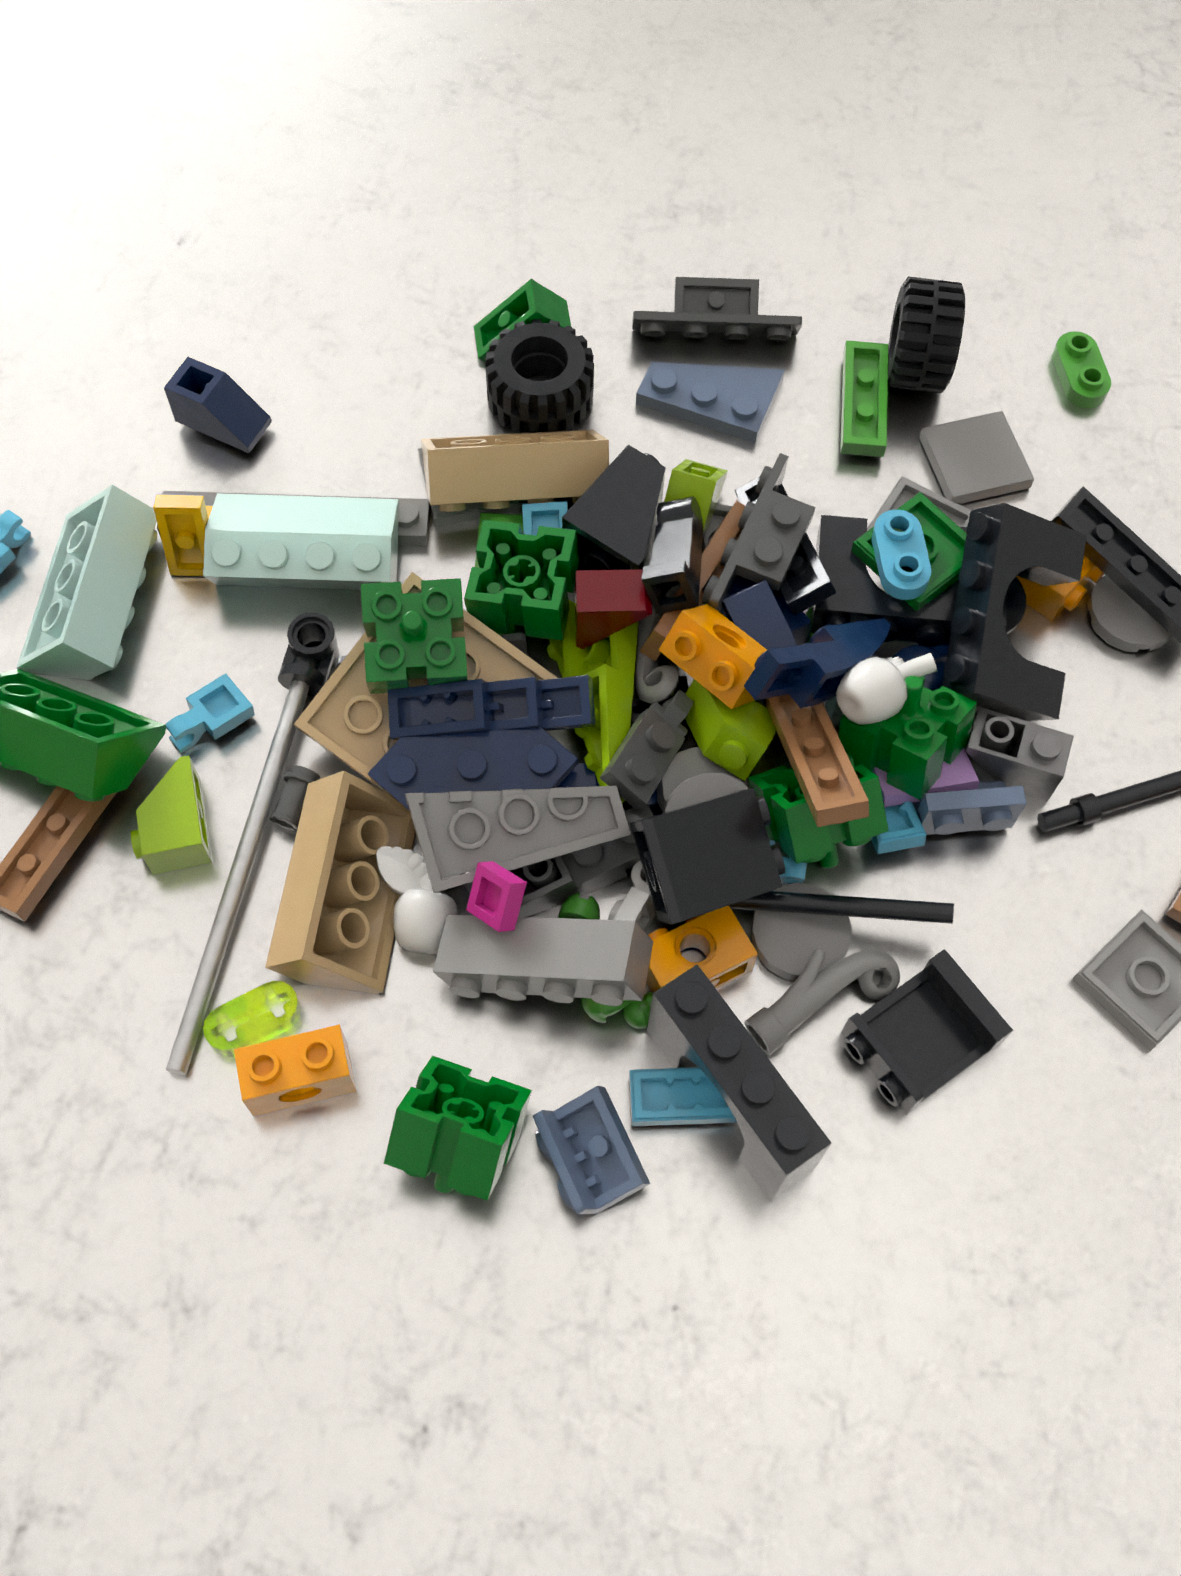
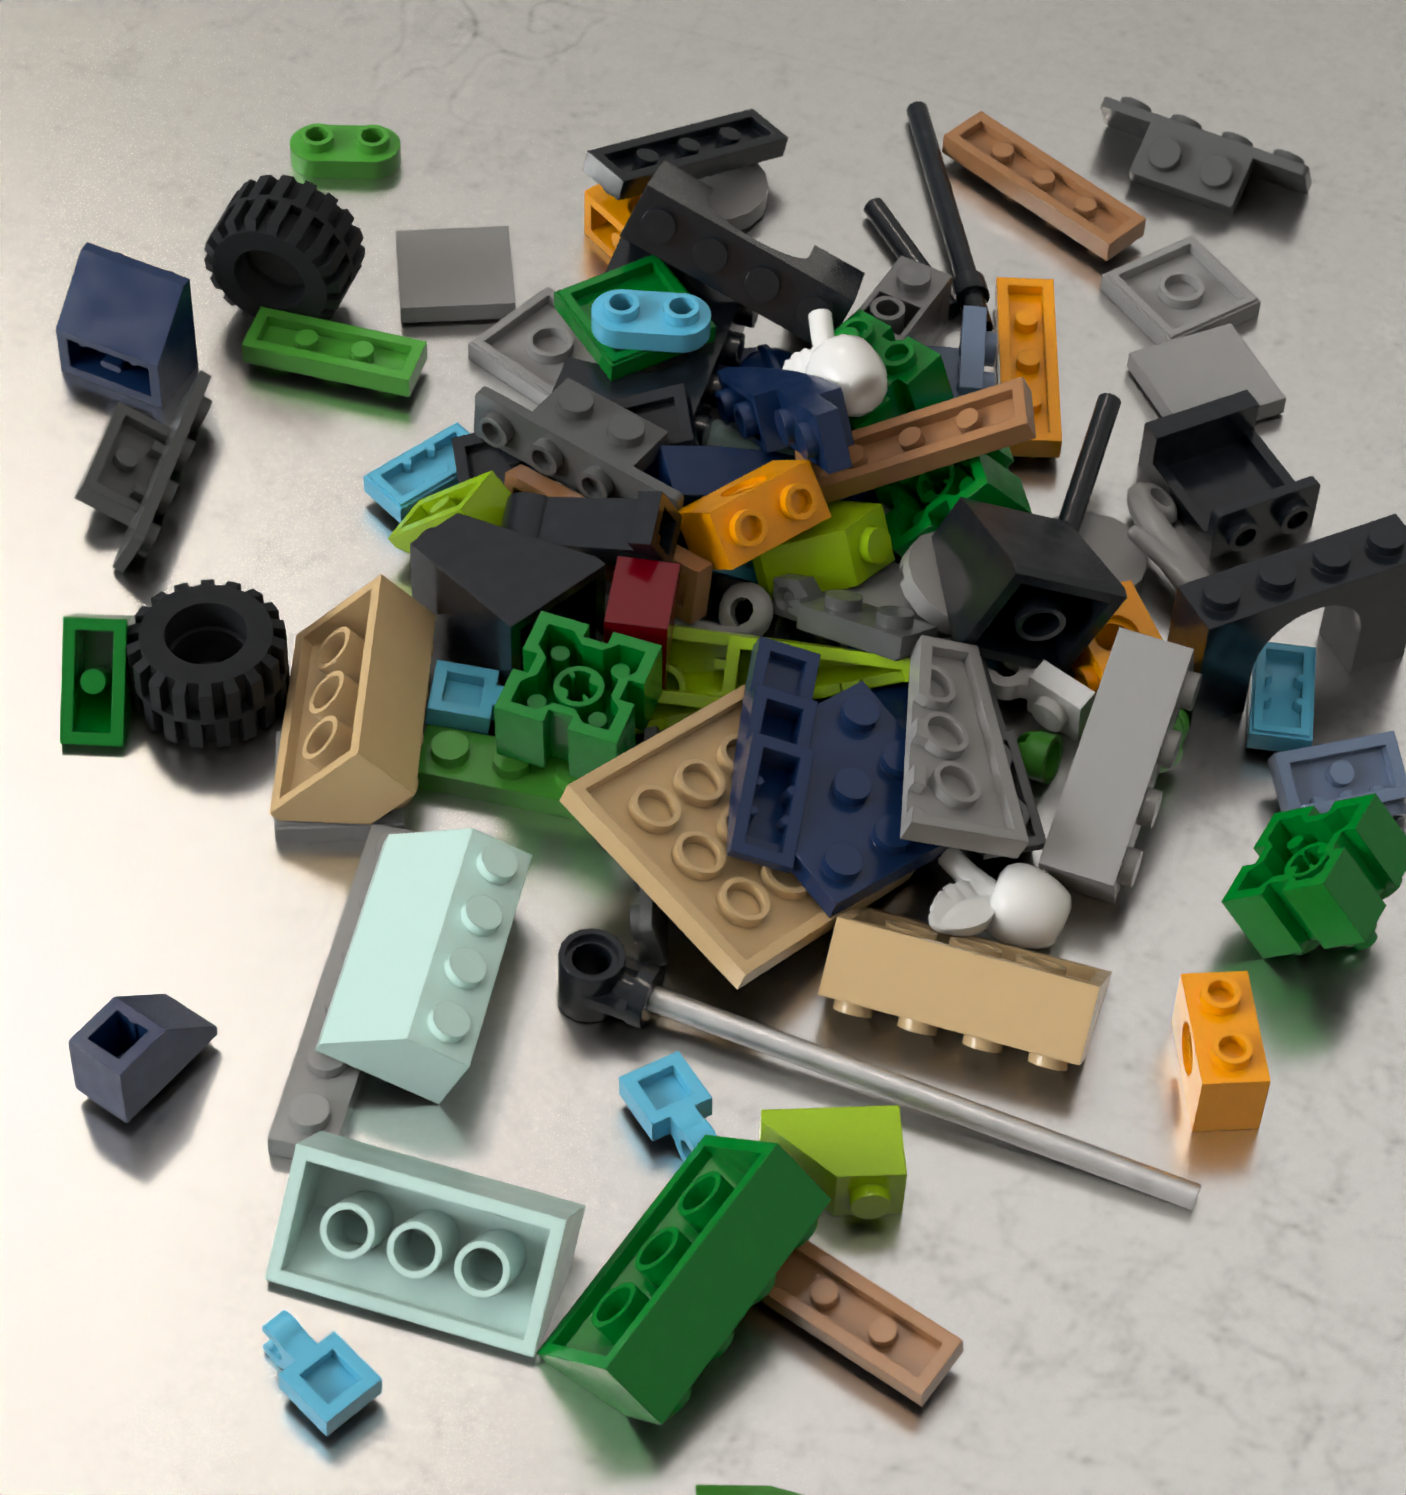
camera: 80 degrees left, 15 degrees down
(182, 532) = (374, 1089): yellow slope -> none
(246, 1008) = (1146, 1101): clear neon green beam -> none
(291, 800) = (823, 1024): dark grey pin -> none
(413, 634) = (676, 789): green brick -> none
(496, 896) = (1049, 773): dark pink plate -> none
(712, 395) = (276, 504): sand blue wing -> none
(747, 460) = (415, 473): none -> medium azure plate
(831, 269) = (127, 326): none -> dark blue slope
(1007, 860) = (1029, 350): none -> light orange plate
(1046, 1008) = (1202, 370): none -> light grey tile
(1110, 762) = (899, 240): none -> black bar

